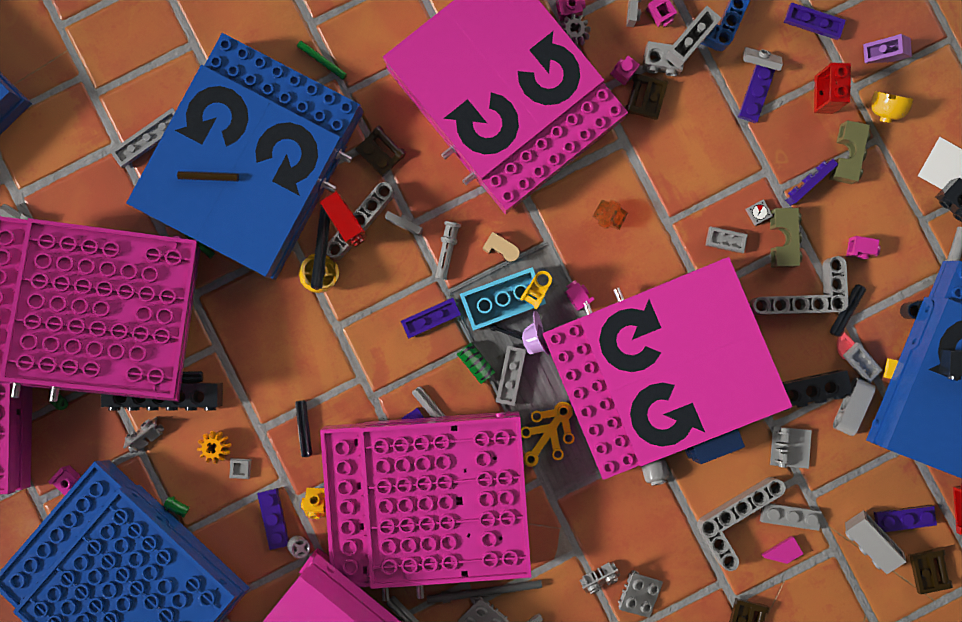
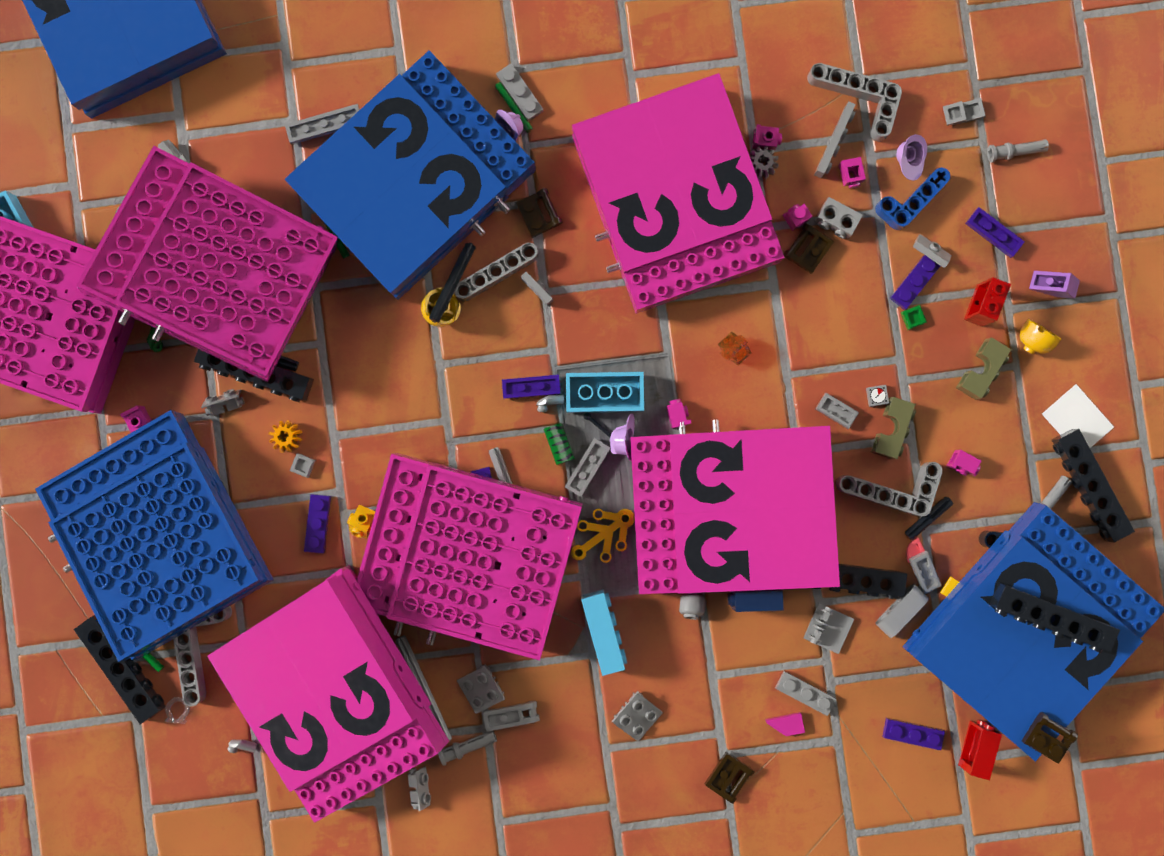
camera: 25 degrees right, 0 degrees up
(176, 506) = (229, 478): green pin -> none
(208, 176) = (369, 180): dark brown bar -> none
(301, 550) = (335, 557): light grey wheel -> none
(303, 428) = (375, 448): black axle -> none
(322, 43) = (519, 92): none -> light grey plate
(323, 74) = (510, 123): none -> lavender piece
(343, 219) = (481, 265): red window -> none
(447, 596) = (455, 654): dark grey bar -> none
(450, 241) = (574, 320): light grey pin -> none
(452, 324) = (549, 400): none -> light grey arm
(503, 247) = (622, 343): tan leg -> none
(536, 290) = (639, 394): yellow piece -> none
(582, 529) = (604, 637): none -> medium azure brick
(610, 577) = (596, 691): light grey hinge -> none
(692, 37) = (871, 207): light grey brick -> none
(735, 516) = (751, 674): light grey beam -> none
(766, 127) = (913, 317): none -> green tile
(810, 181) = (936, 382): dark purple plate -> none
(874, 542) = (875, 745): light grey brick -> none
(925, 572) = (914, 790): dark brown plate -> none

